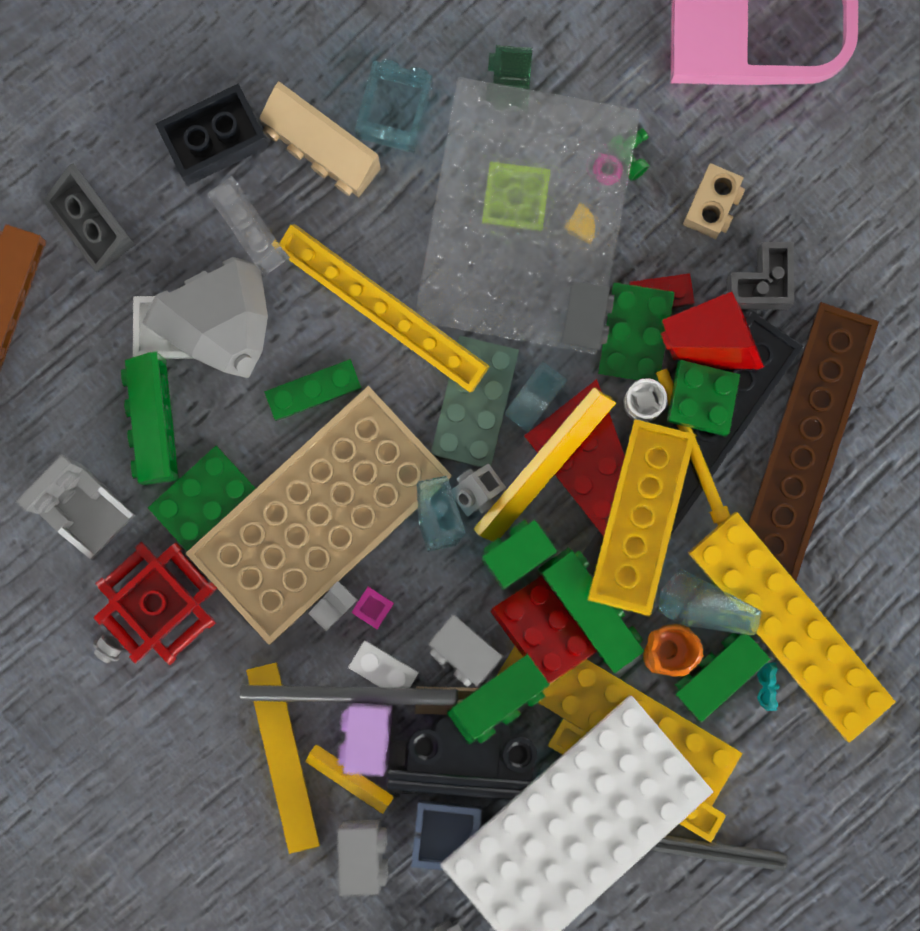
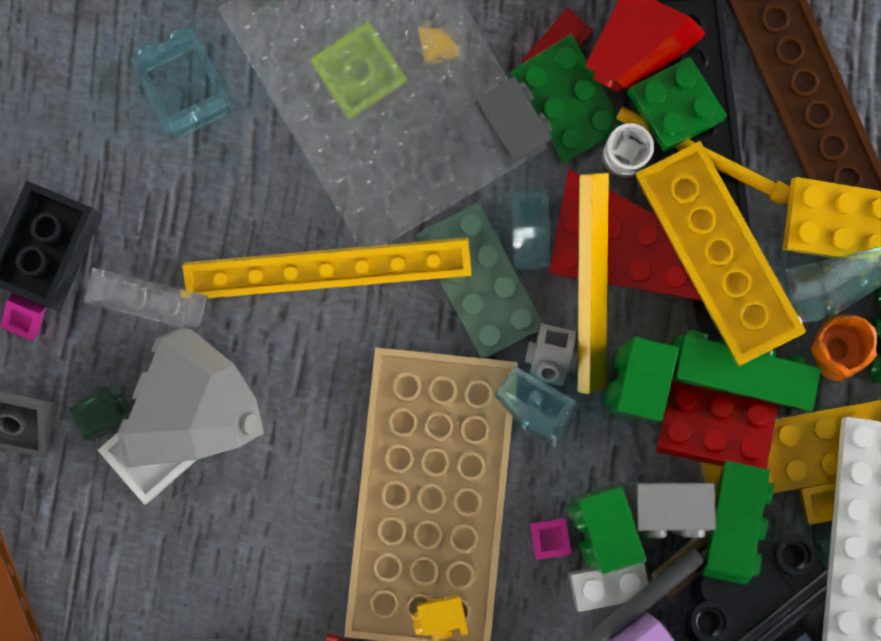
camera: 40 degrees left, 0 degrees up
(151, 419) = (209, 545): green slope -> none
(155, 275) = (100, 414): none -> clear green brick
(160, 169) = (22, 317): none -> dark pink plate
(201, 498) = (315, 575): green plate -> none
(257, 594) = (440, 617): none -> yellow brick
(313, 390) = (329, 393): green plate -> none
(319, 141) = (142, 170): tan slope -> none
(333, 606) = (515, 567): light grey leg -> none
(411, 629) = (607, 529): none -> green brick

